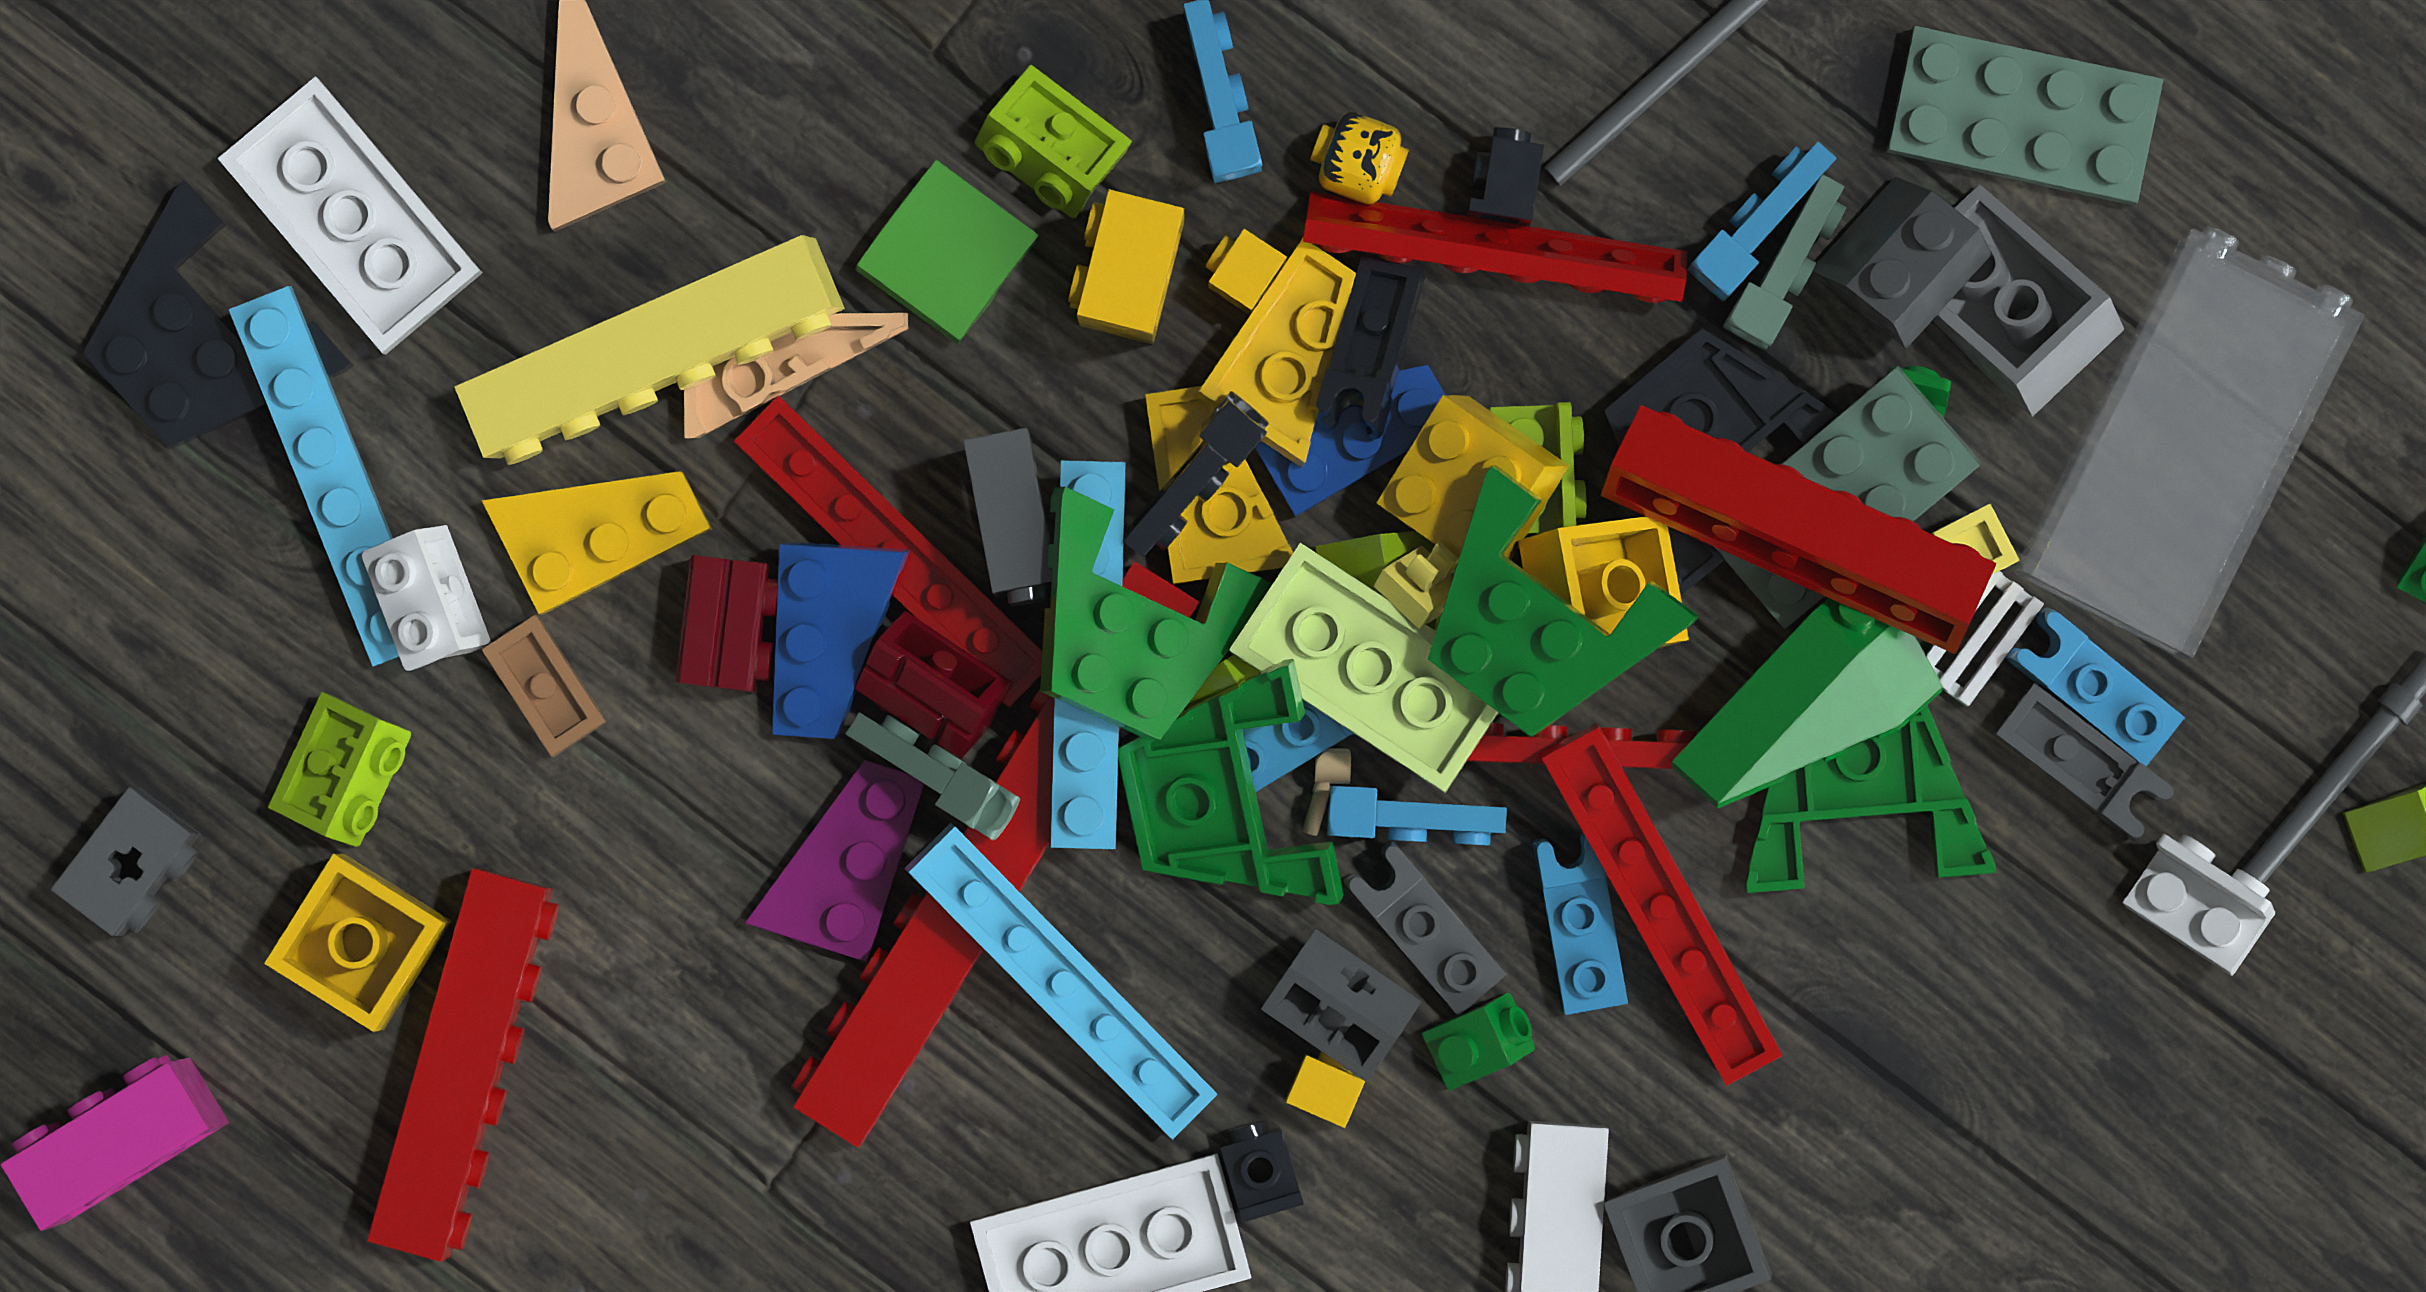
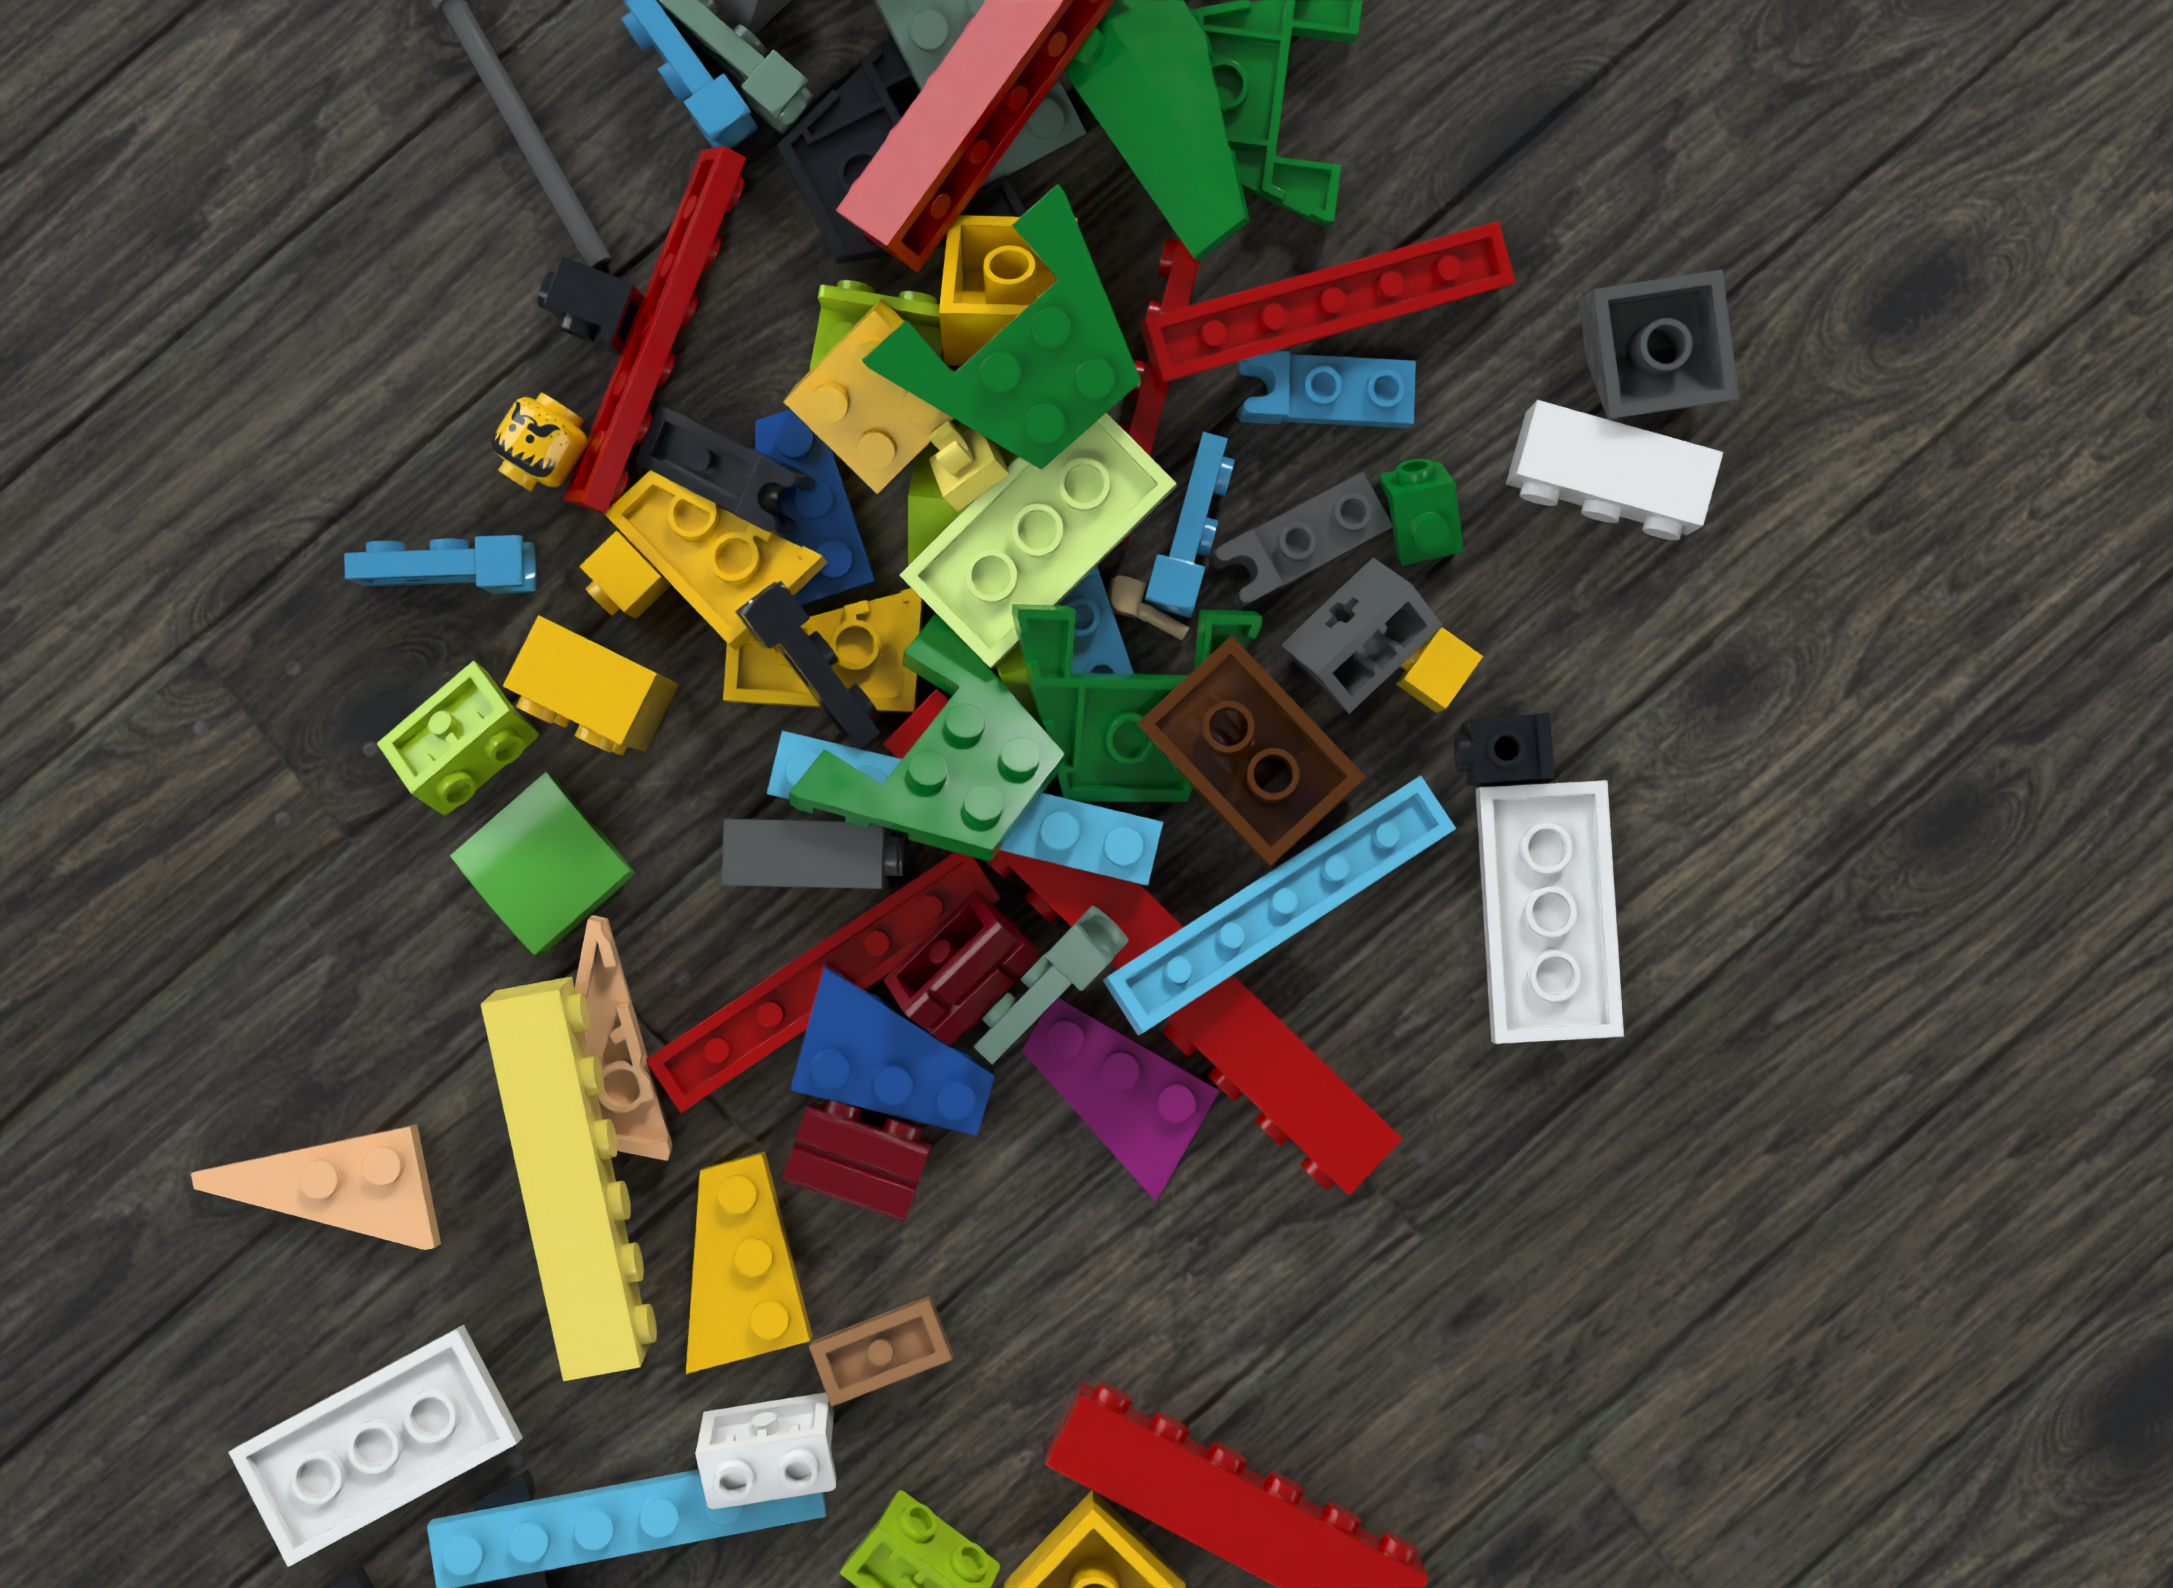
camera: 70 degrees left, 0 degrees up
(1202, 921) = (1250, 752): none -> reddish brown slope

